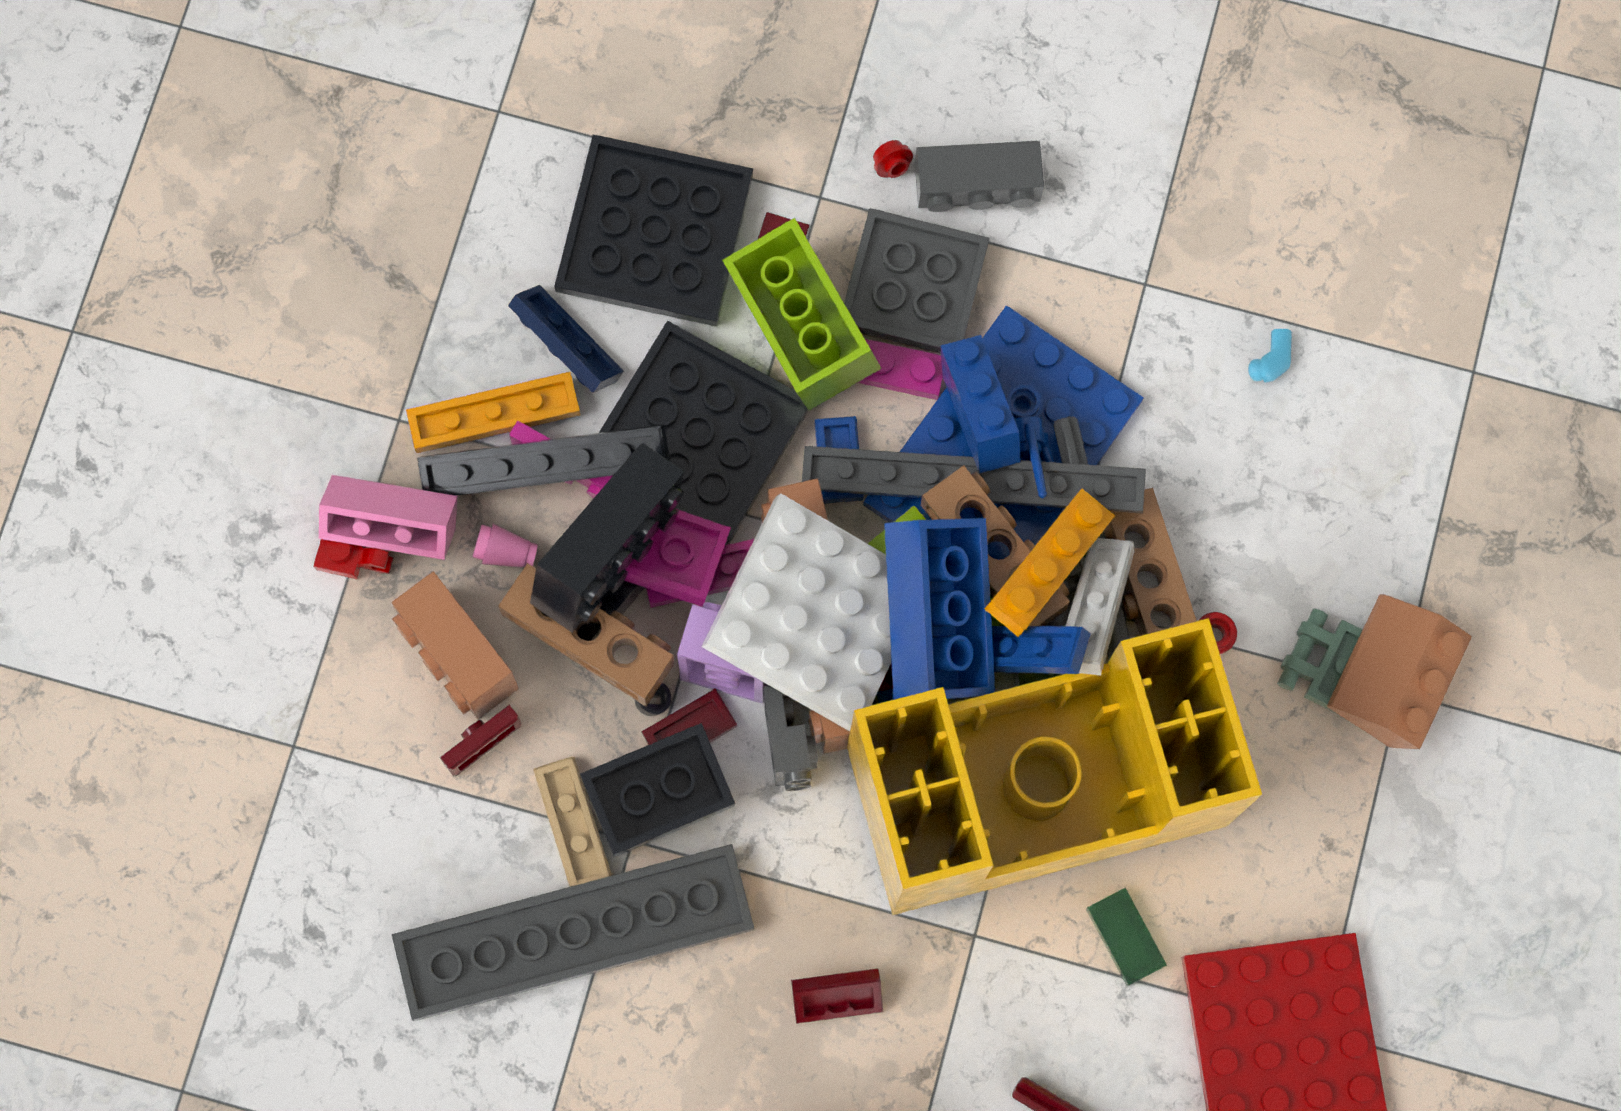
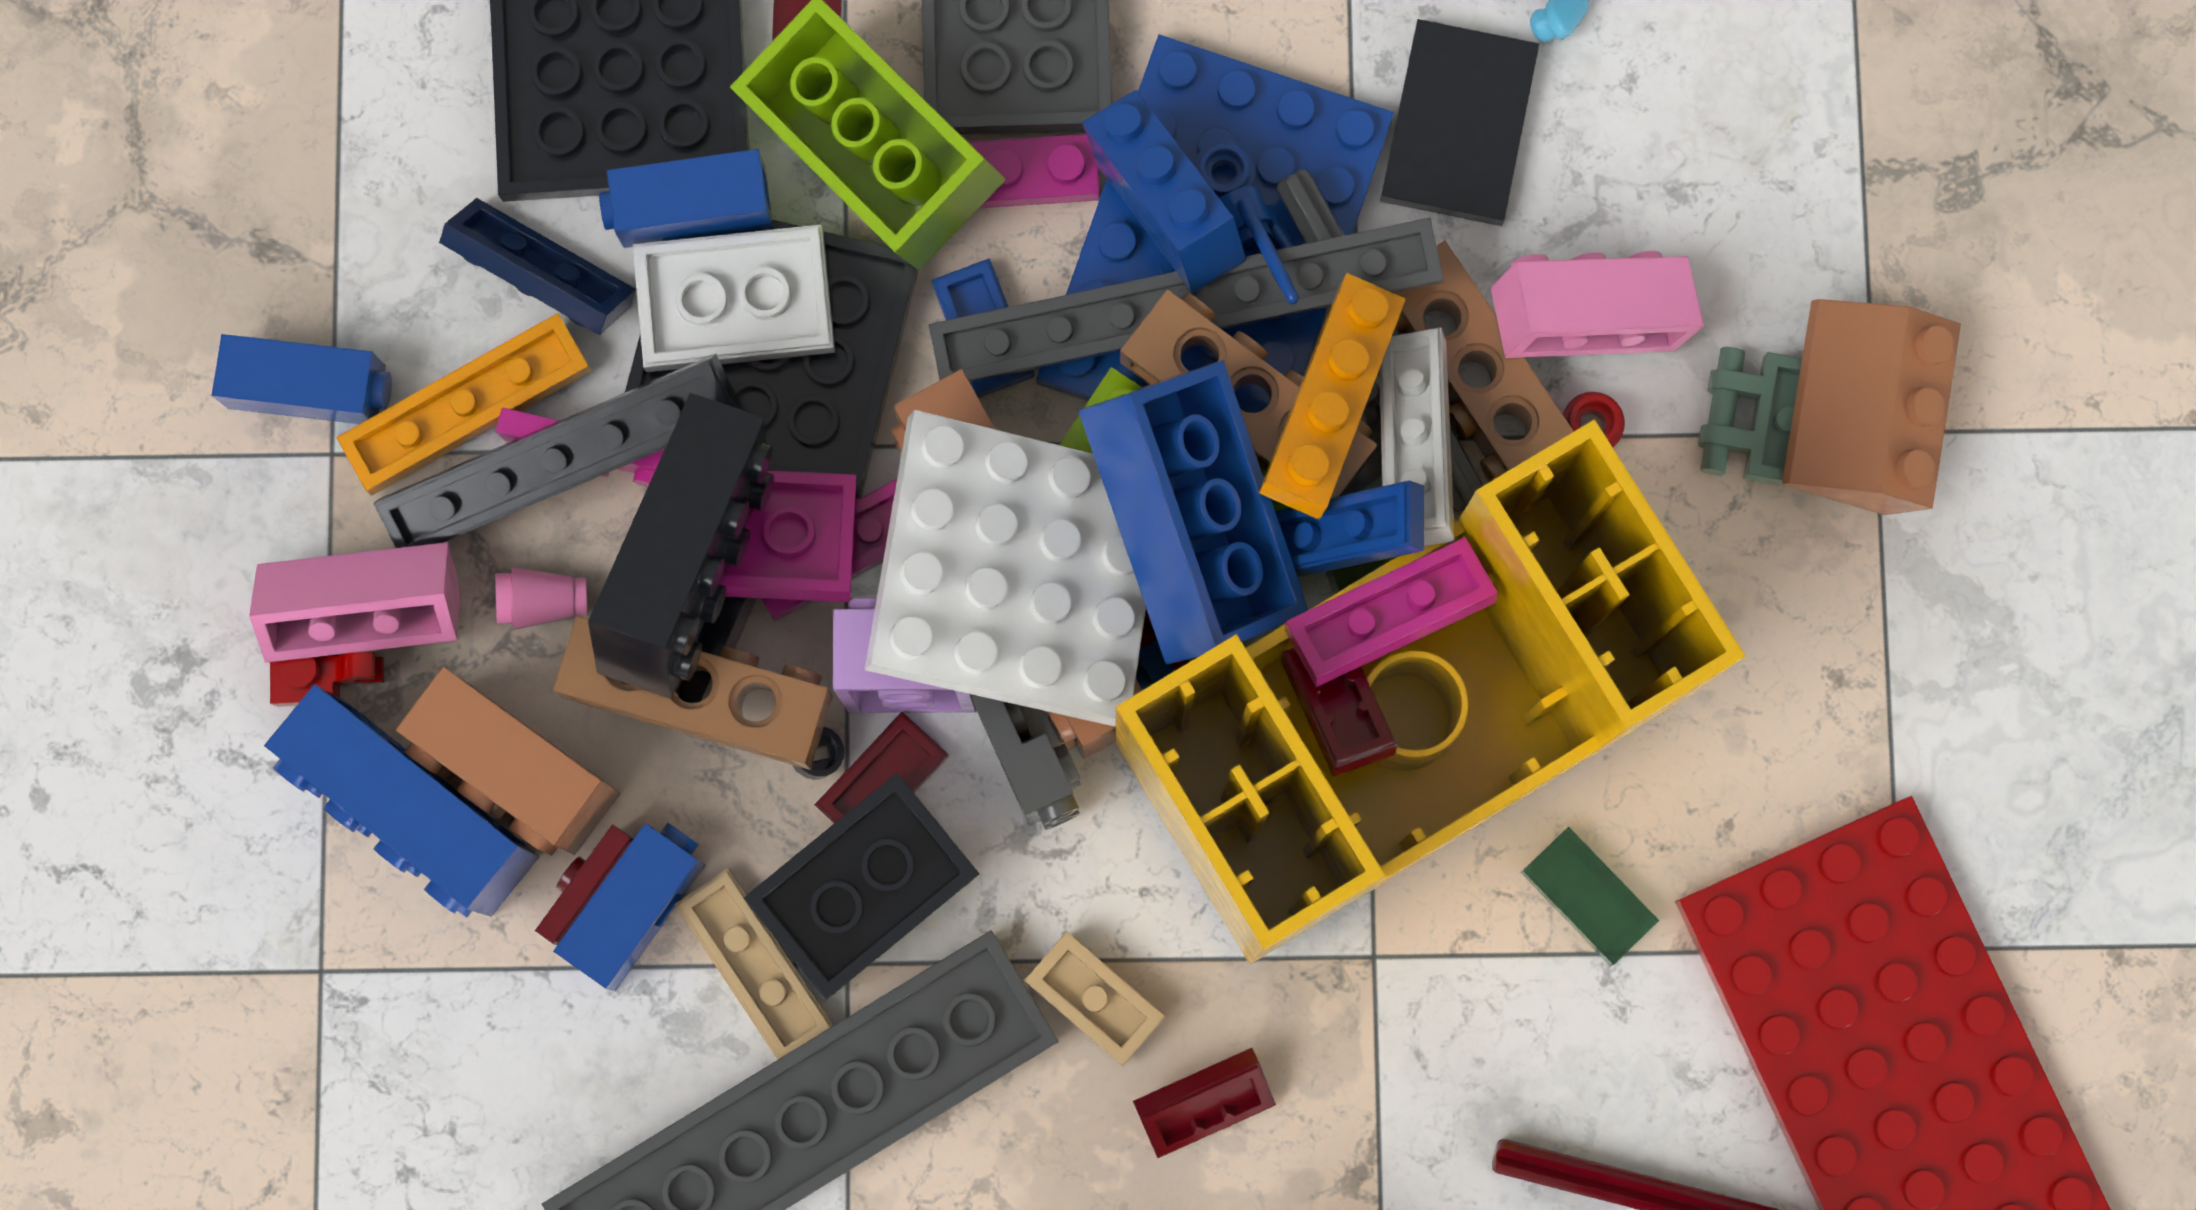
camera: 10 degrees left, 5 degrees up
(386, 659) = (413, 812): none -> blue brick
(394, 367) = (300, 379): none -> blue brick
(506, 760) = (631, 905): none -> blue brick
(674, 322) = (687, 198): none -> blue brick
(687, 392) = (733, 297): none -> white tile
(785, 908) = (1094, 998): none -> tan plate
(997, 756) = (1341, 716): none -> dark red plate
(1046, 707) = (1390, 611): none -> dark pink plate
(1184, 416) = (1459, 122): none -> black tile
(1238, 557) = (1596, 305): none -> bright pink brick

